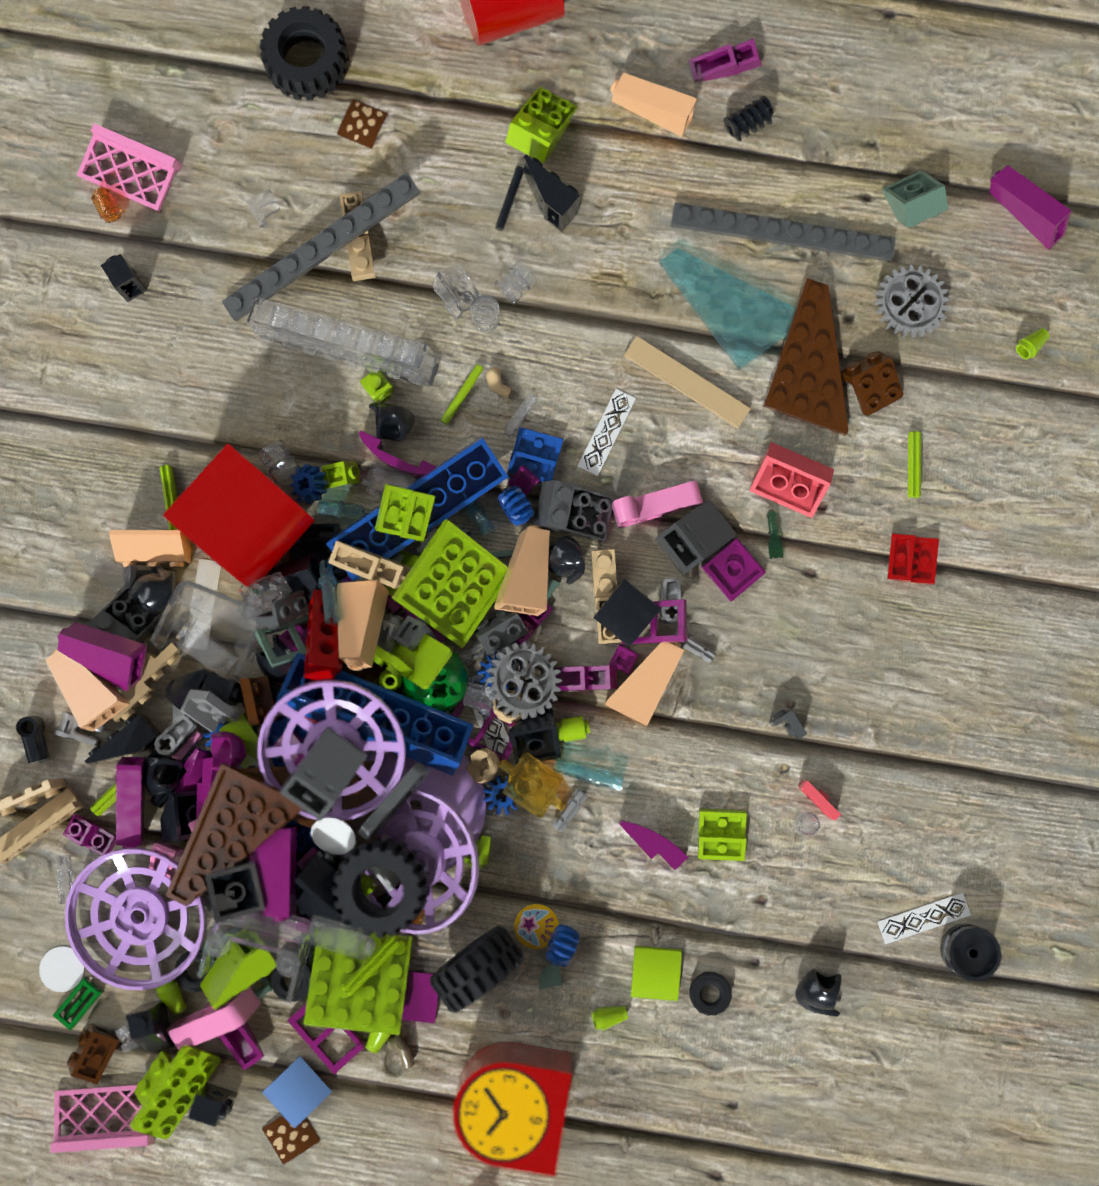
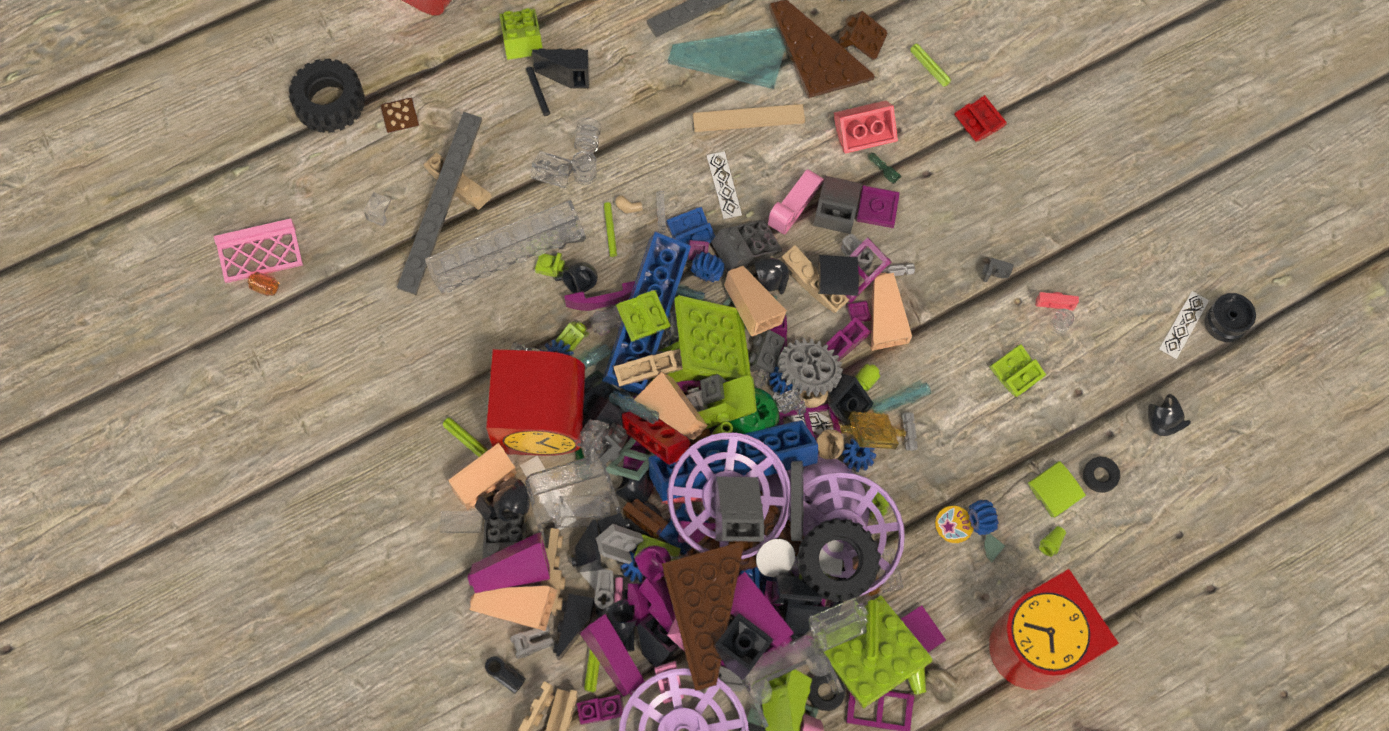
camera: 40 degrees left, 15 degrees down
(123, 277) = (316, 318): black brick -> none
(477, 969) = (945, 569): black tyre -> none
(654, 843) = (981, 408): magenta slope -> none

